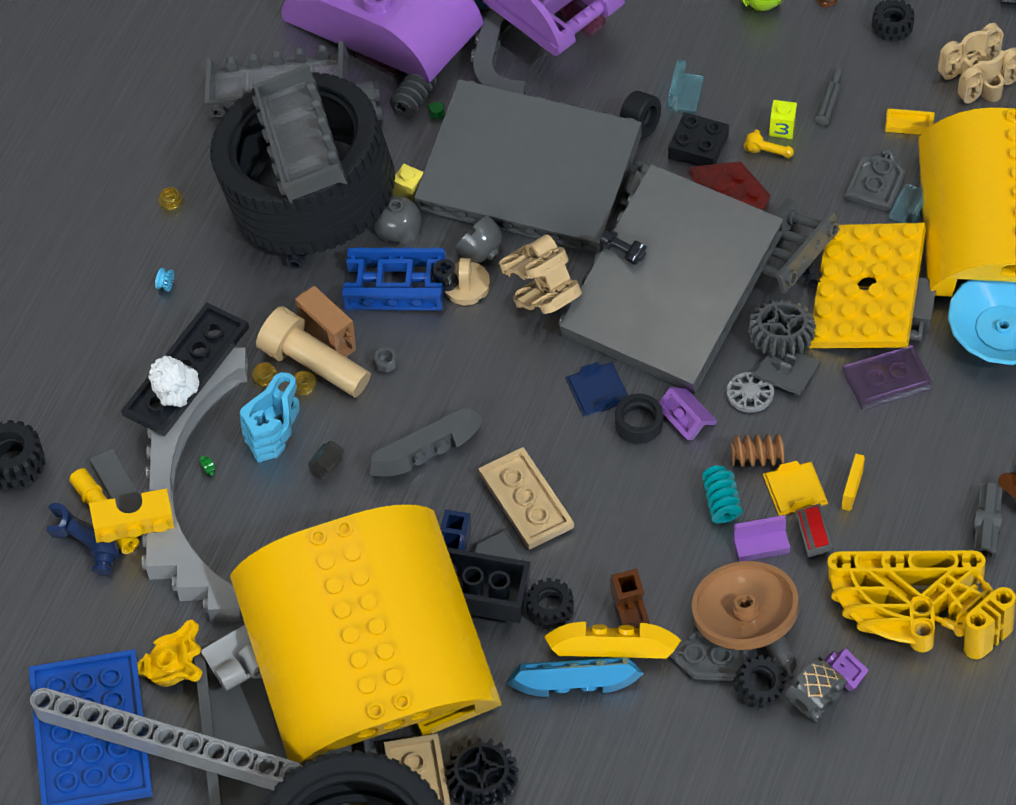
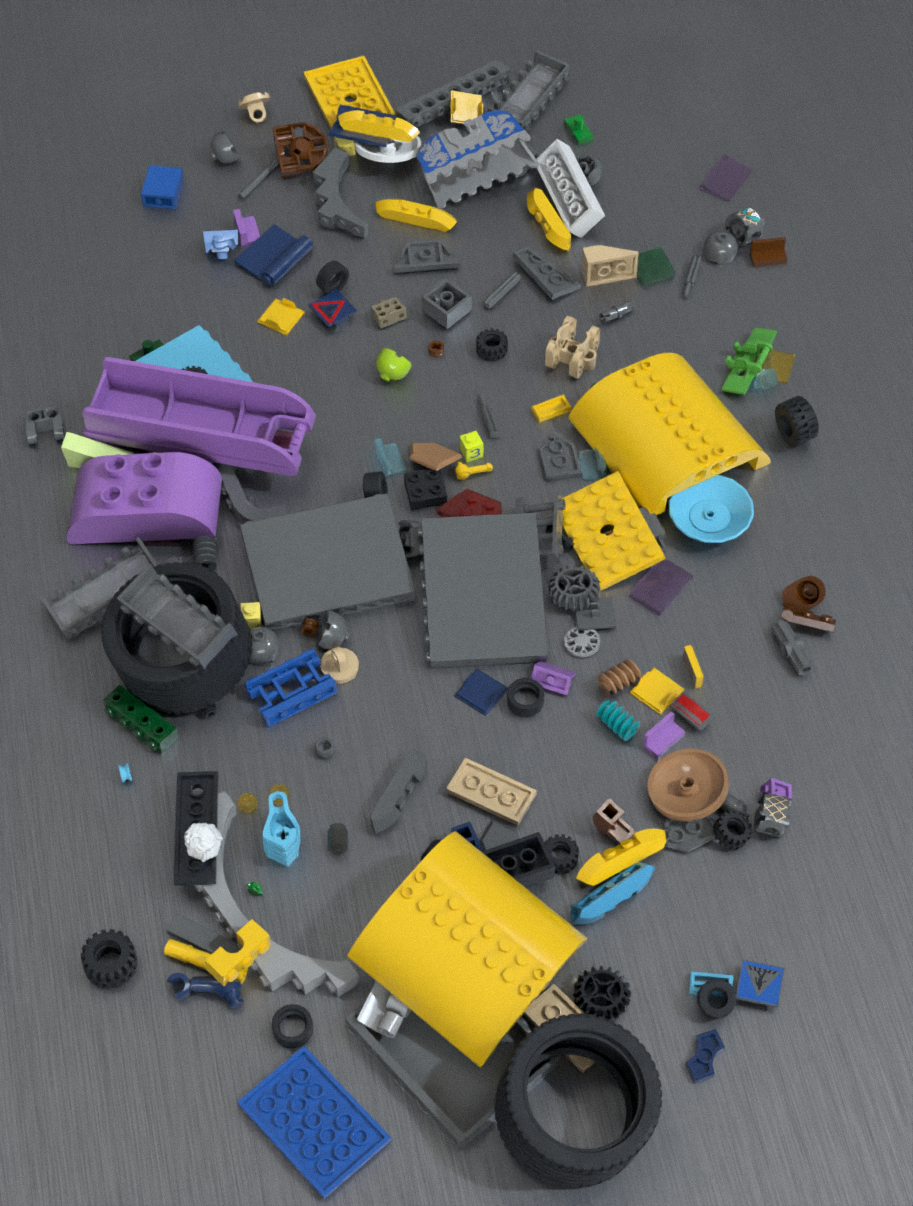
camera: 35 degrees left, 0 degrees up
(138, 606) = (287, 1011): none -> black tyre
(157, 734) = (372, 1091): light grey beam -> none
(170, 198) = (84, 708): clear yellow plate -> none
(173, 657) = (336, 1036): yellow tile -> none
(219, 233) = (140, 719): none -> dark green brick
(285, 336) = (250, 767): tan piece -> none
(326, 321) = (269, 744): medium nougat window -> none
(436, 110) = (229, 555): green piece -> none
(441, 275) = (328, 665): black bush -> none
(461, 226) = (309, 627): none -> reddish brown bush
(547, 265) = (400, 633): tan piece -> none
(634, 252) = (452, 584): black bar -> none
(731, 108) = (432, 455): none -> medium nougat tile
(892, 605) = (761, 716): yellow beam -> none

